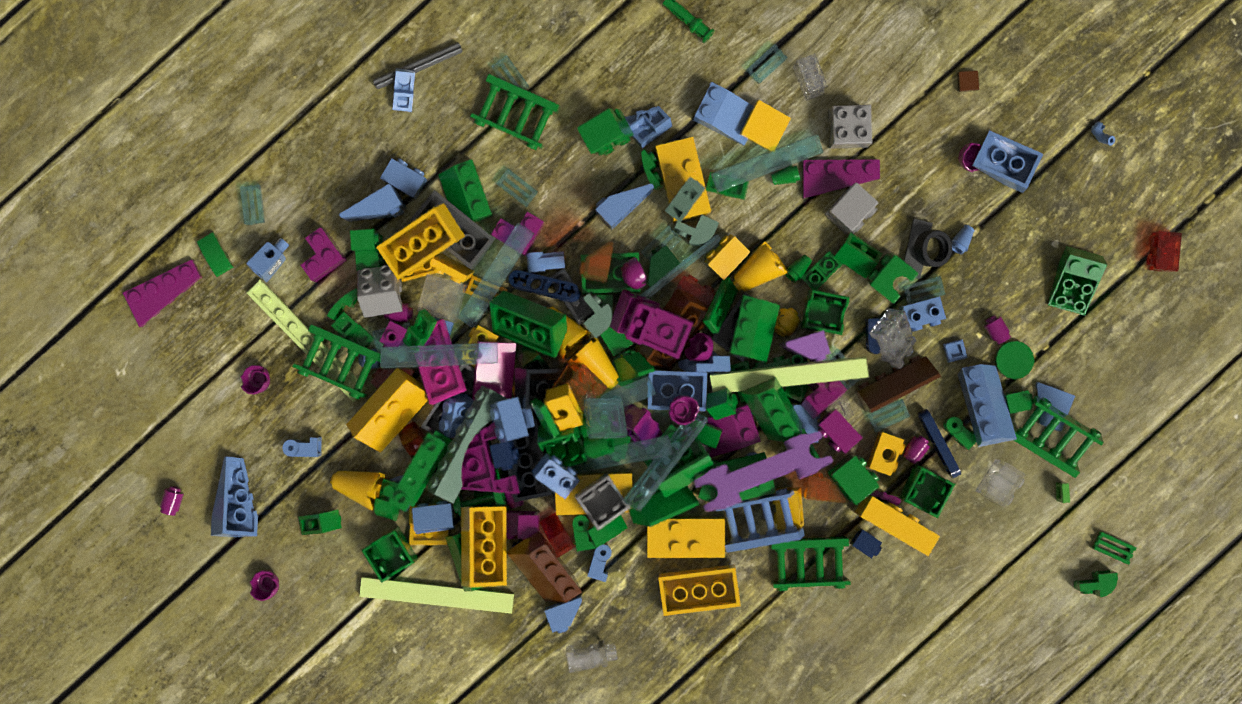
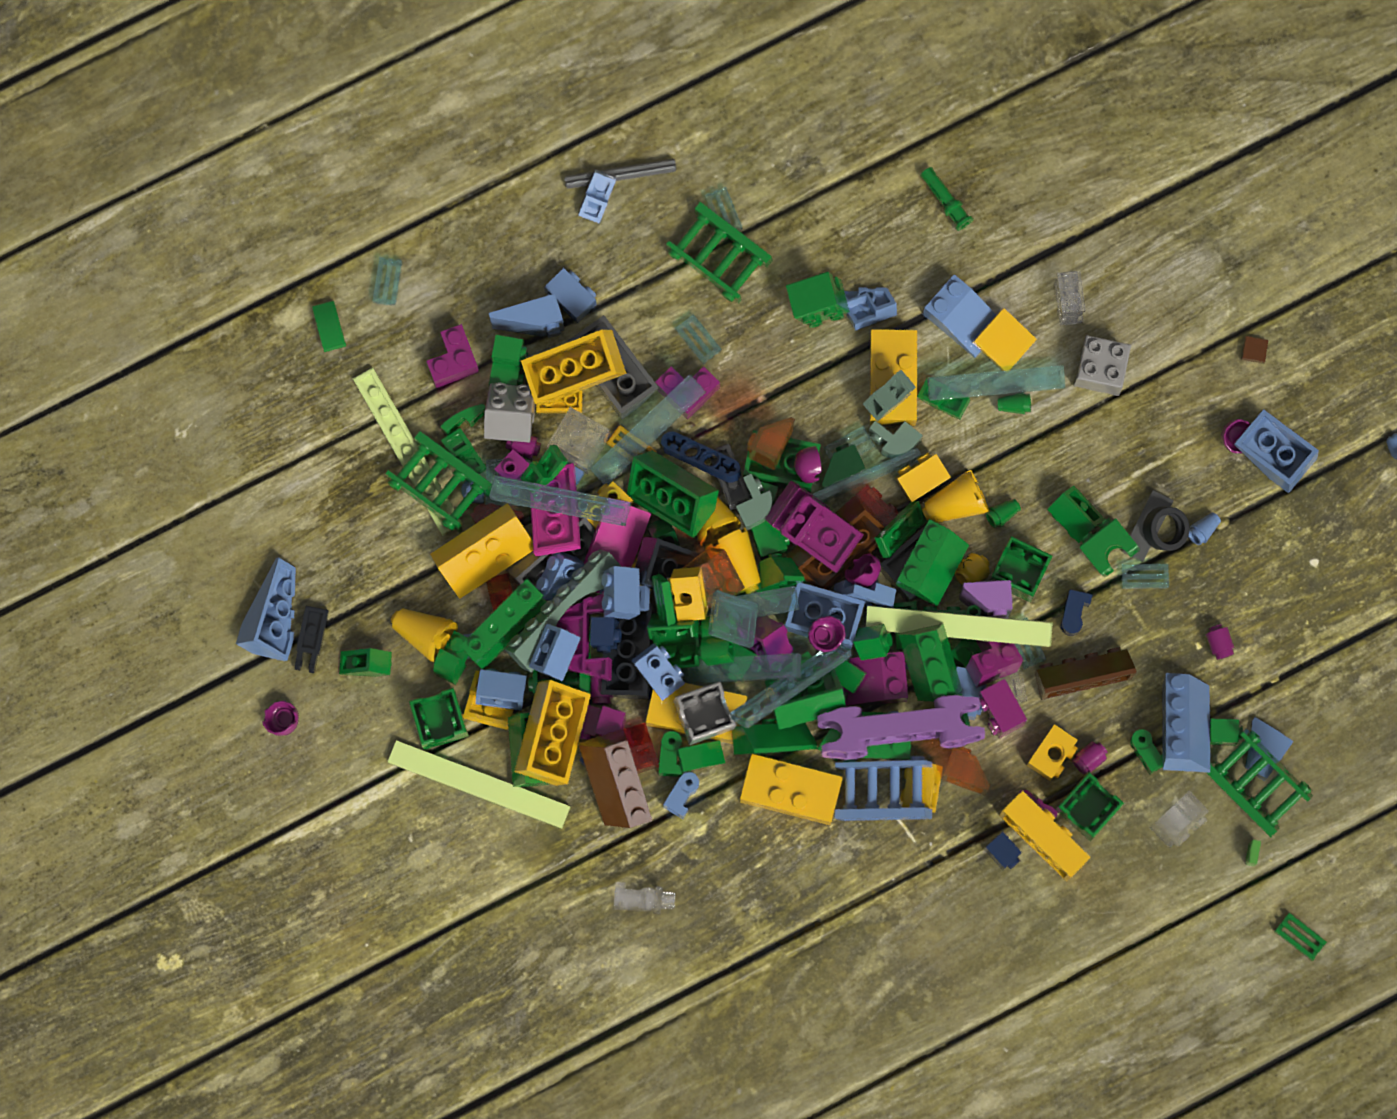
camera: 10 degrees right, 10 degrees down
(155, 294) = (246, 354): magenta wing -> none
(171, 500) = (199, 593): magenta brick -> none
(255, 379) = (336, 479): magenta hair -> none
(265, 266) = (389, 347): medium blue torso -> none
(271, 512) = (311, 636): none -> black hinge
(296, 448) = (370, 573): medium blue leg -> none
(457, 271) = (593, 404): yellow tile -> none
(465, 190) = (638, 325): green slope -> none
(467, 483) = (554, 652): none -> medium blue brick
(542, 261) = (703, 429): medium blue piece -> none
(562, 614) = (623, 843): medium blue slope -> none
(618, 206) = (815, 386): medium blue slope -> none
(649, 164) = (858, 352): green slope -> none
(699, 590) = (791, 855): yellow brick -> none
(778, 53) = (1041, 263): clear light blue tile -> none
(818, 545) = (946, 841): green fence -> none
(822, 271) = (1030, 523): green slope -> none
(833, 175) = (1068, 416): magenta wing -> none
(852, 209) = (1081, 458): light grey piece -> none
(853, 478) = (1006, 769): green piece -> none
(873, 421) = (1048, 715): clear light blue tile -> none
(894, 337) = (1094, 617): clear hips -> none
(924, 312) = (1136, 601): medium blue brick -> none
(939, 443) = (1119, 758): dark blue beam -> none
(955, 351) = (1164, 655): medium blue tile -> none
(1014, 360) = (1232, 684): green tile -> none
(1076, 280) = (1327, 609): green slope -> none
(1101, 584) = (1275, 973): green brick -> none

